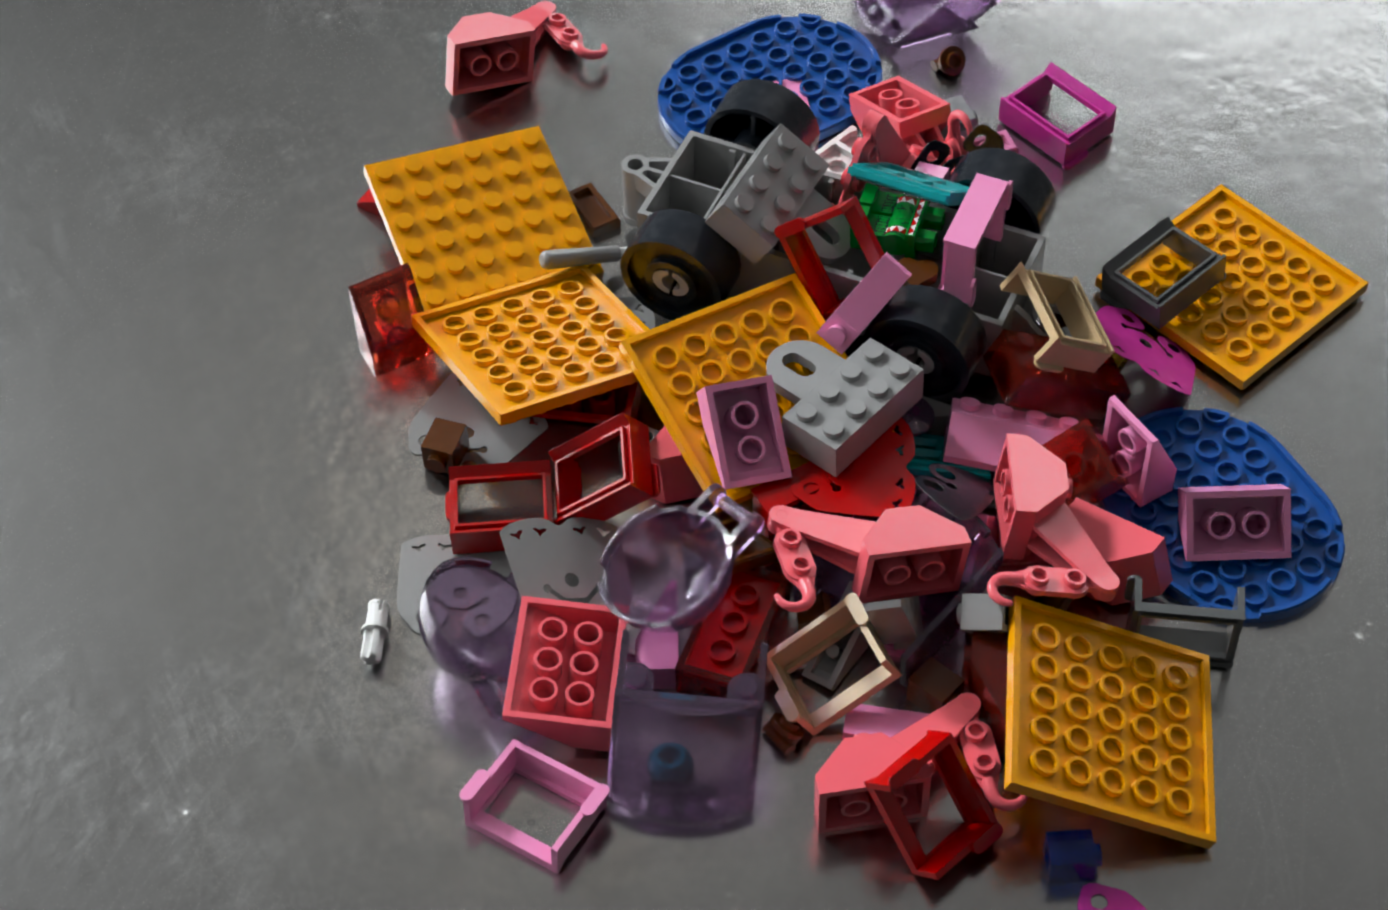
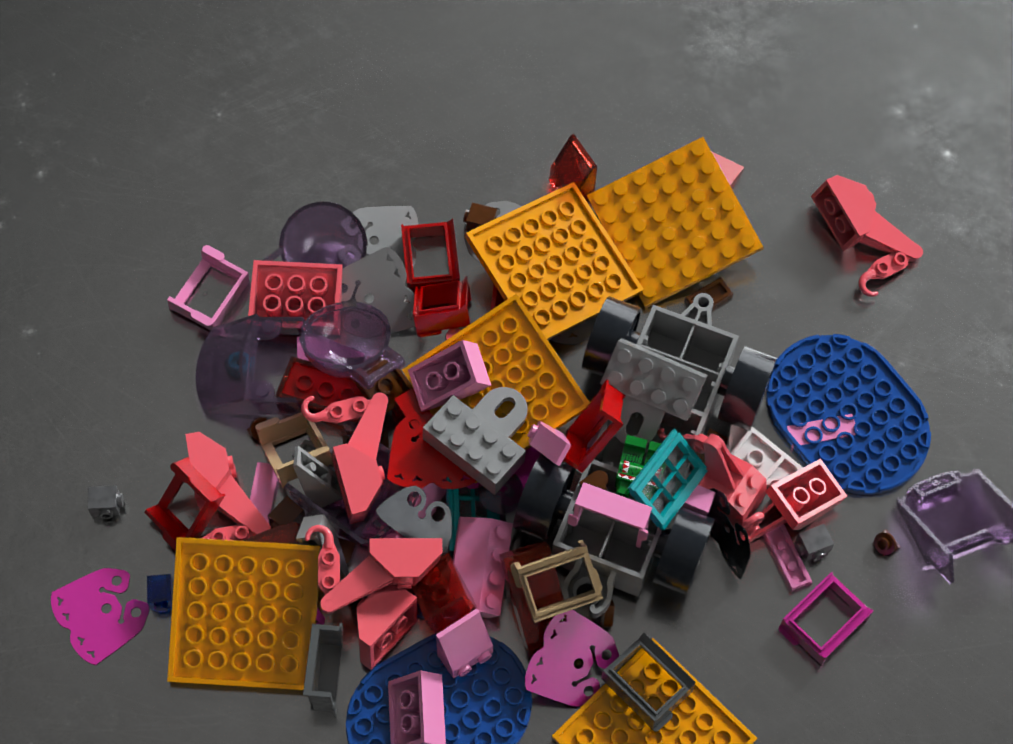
camera: 85 degrees right, 15 degrees up
(374, 632) = (337, 195): white axle -> none
(580, 256) = (642, 281): light grey piece -> none

